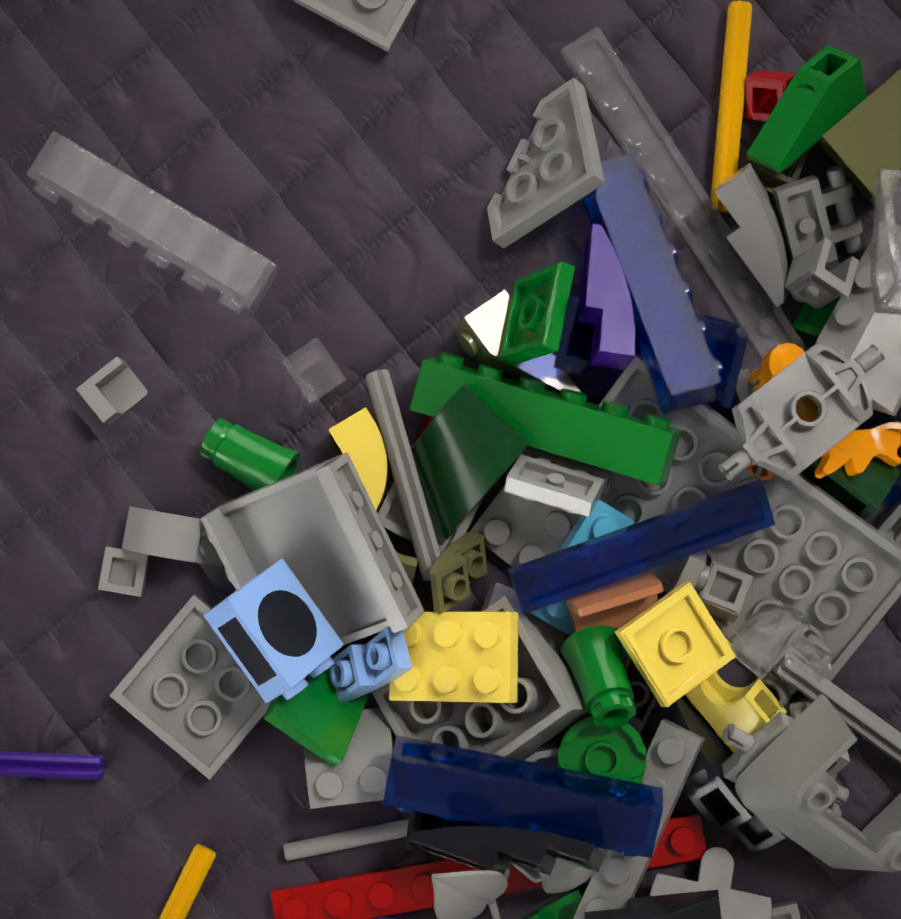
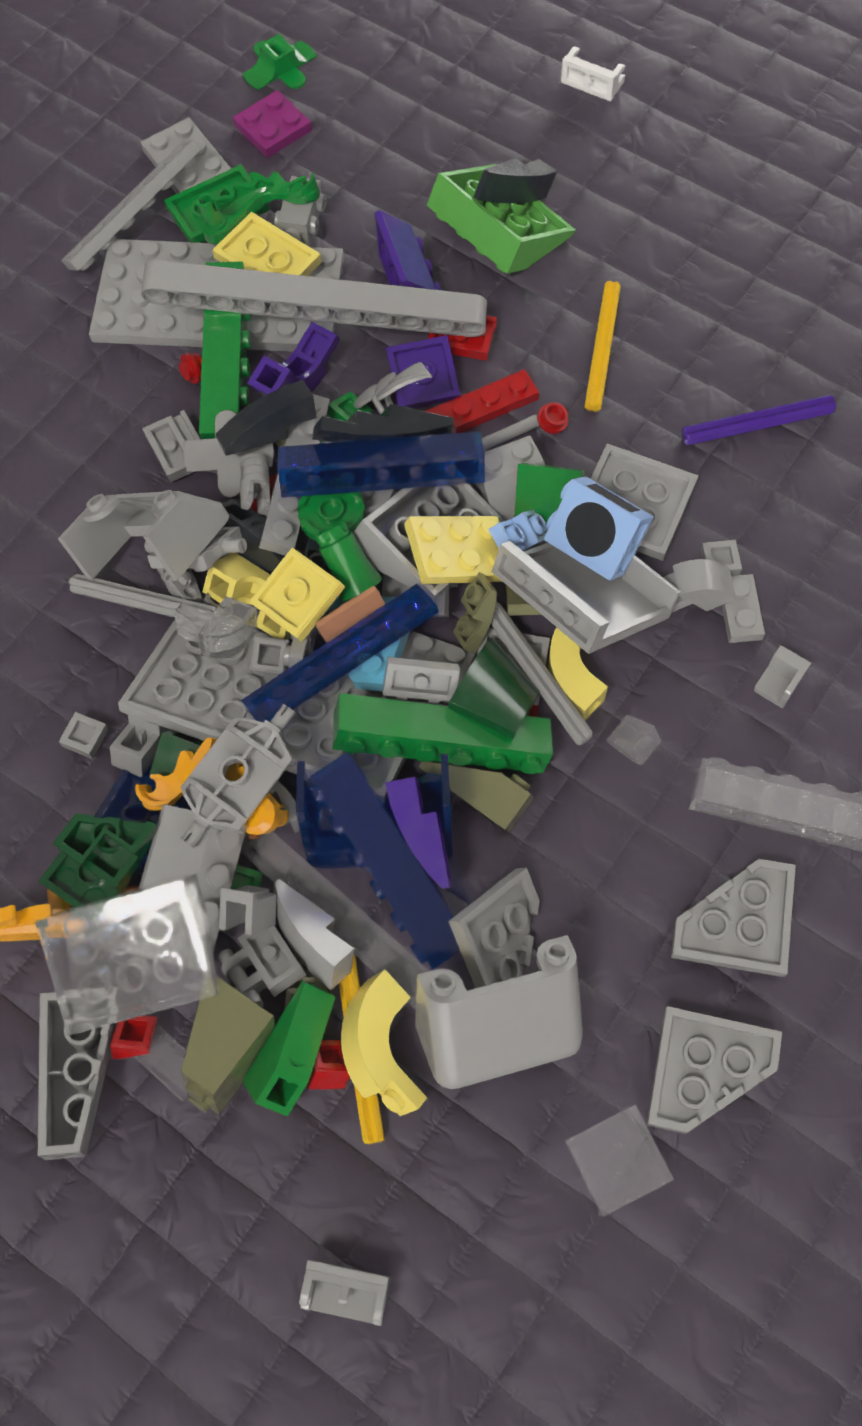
camera: 165 degrees right, 20 degrees down
(125, 485) = (743, 614): none -> light grey plate
(248, 455) = (659, 657): green plant -> none
(265, 845) = (553, 418): none -> red plate
(271, 118) = (742, 922): none -> light grey plate
(537, 314) = (473, 801): green tile -> none
(575, 54) = (502, 1024): none -> light grey windscreen
(685, 849) = (254, 482): none -> light grey hinge
(724, 101) = (367, 1045): none -> light yellow arch

